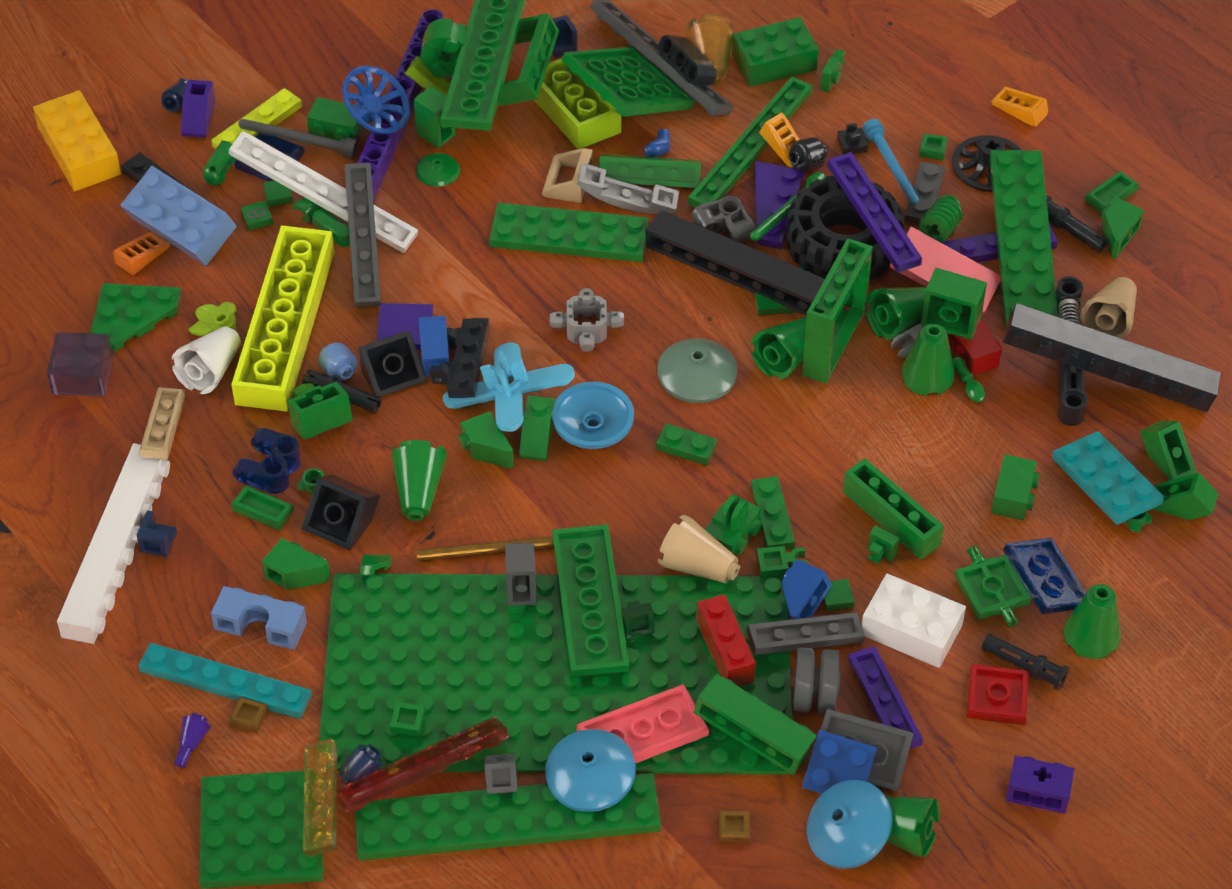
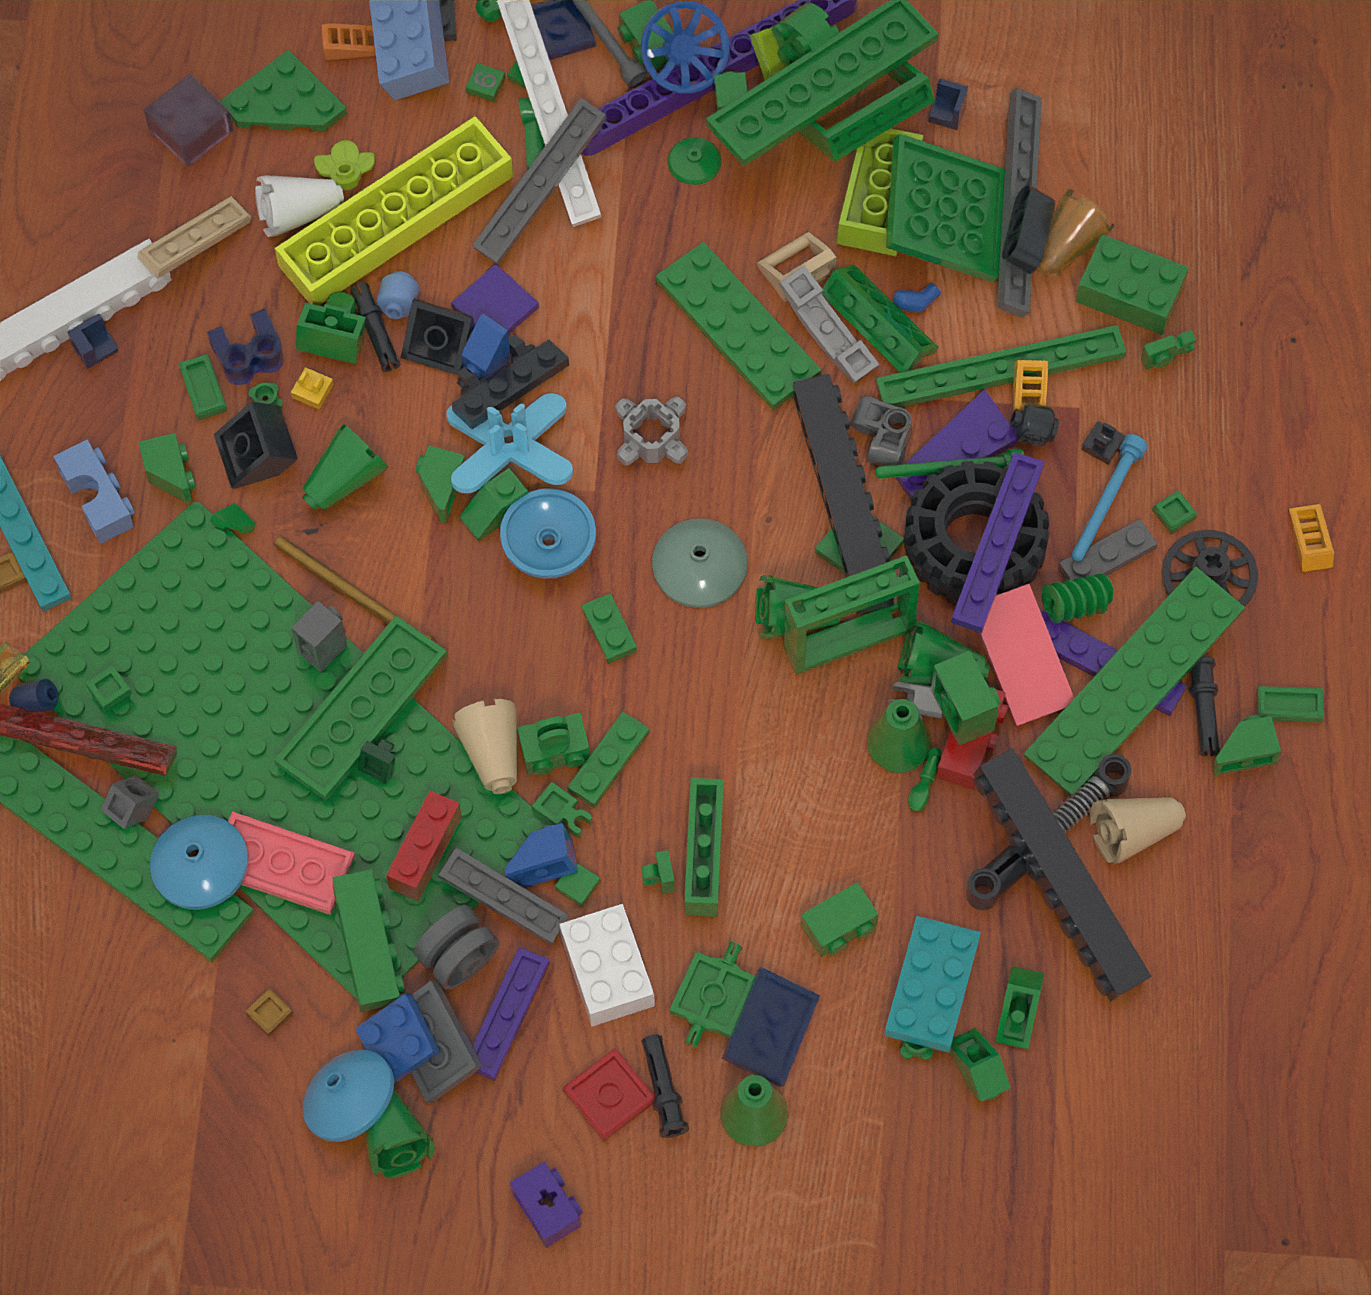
camera: 45 degrees right, 15 degrees up
(338, 455) = (312, 388): none -> yellow tile

